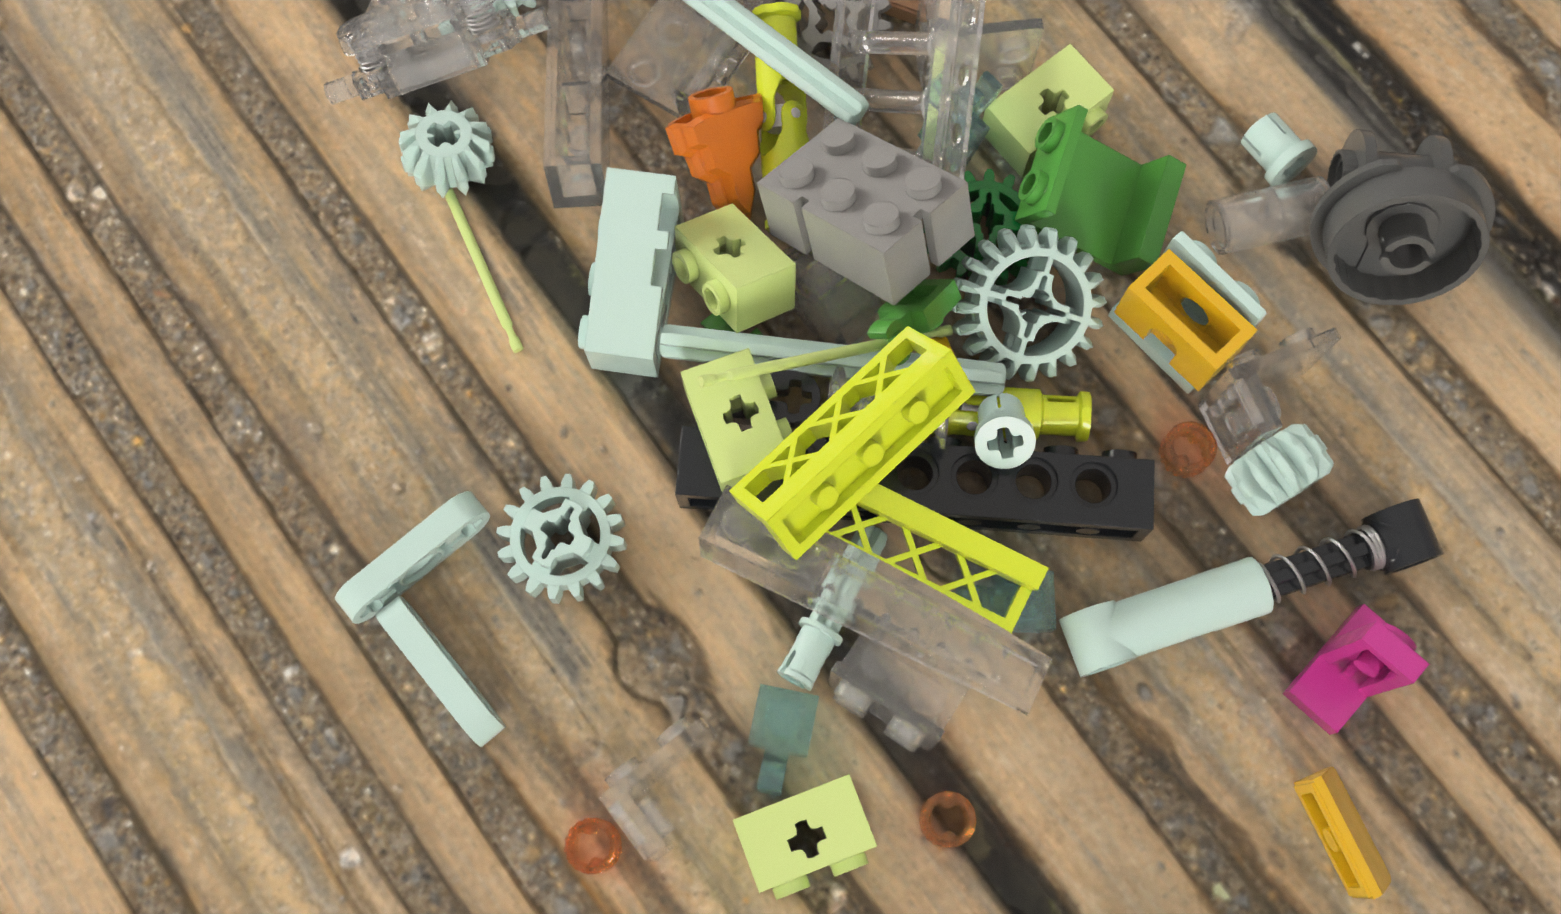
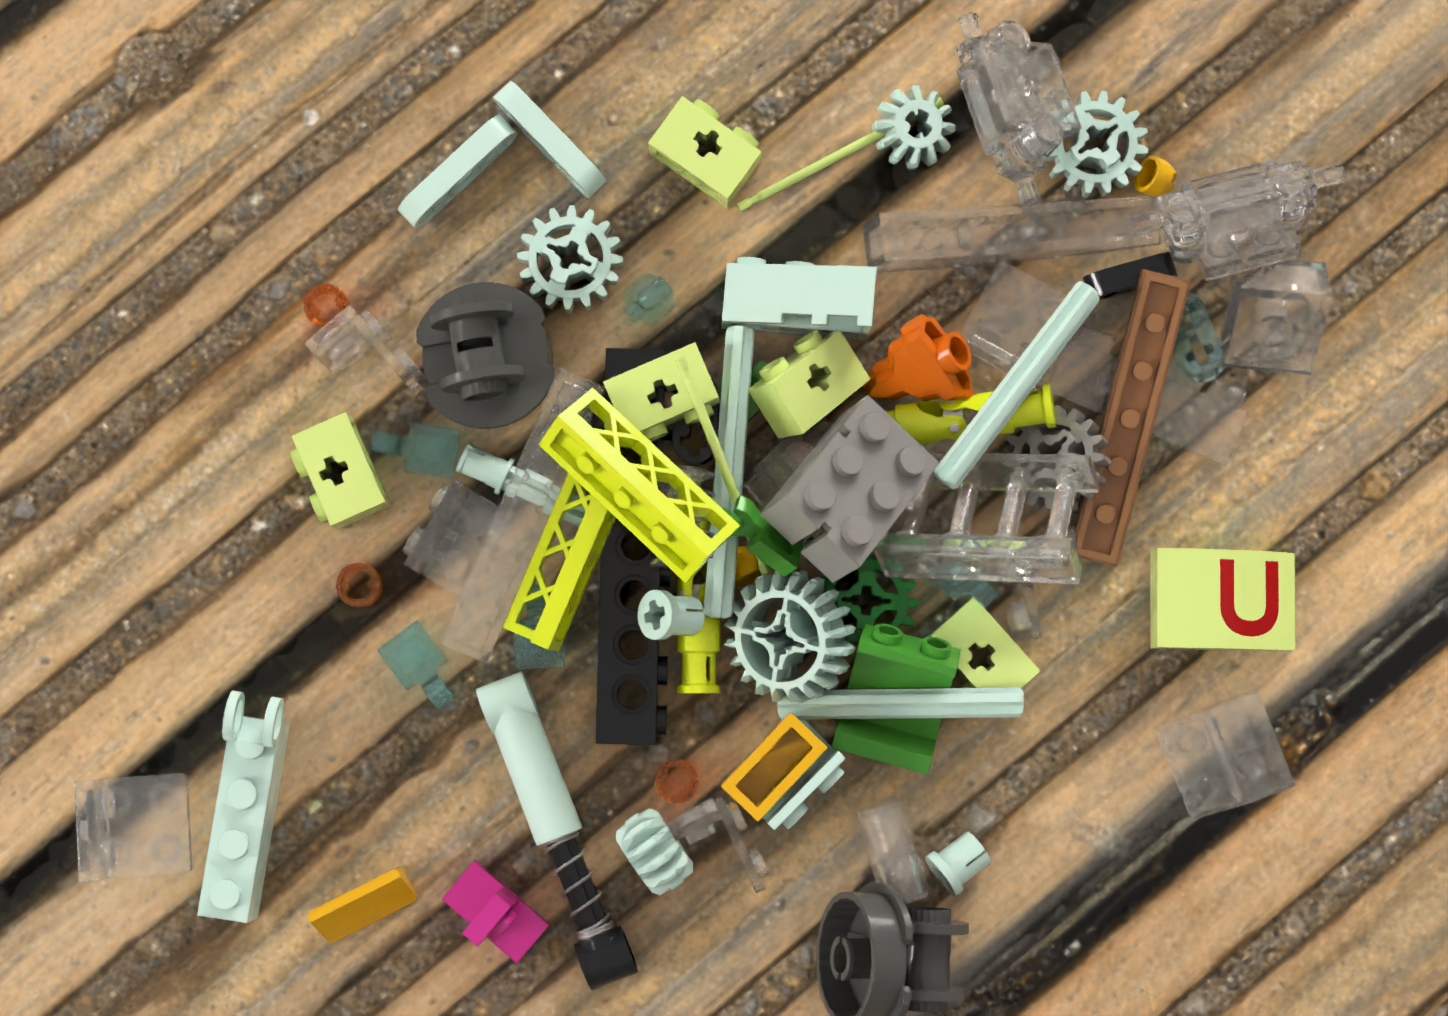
camera: 80 degrees right, 10 degrees up
(443, 404) = (716, 175): none -> yellowish green brick
(617, 456) = (648, 299): none -> clear light blue piece
(672, 643) = (485, 355): none -> dark grey piece
(1041, 754) = (414, 660): none -> clear light blue plate
(1106, 179) = (908, 704): none -> light aqua axle

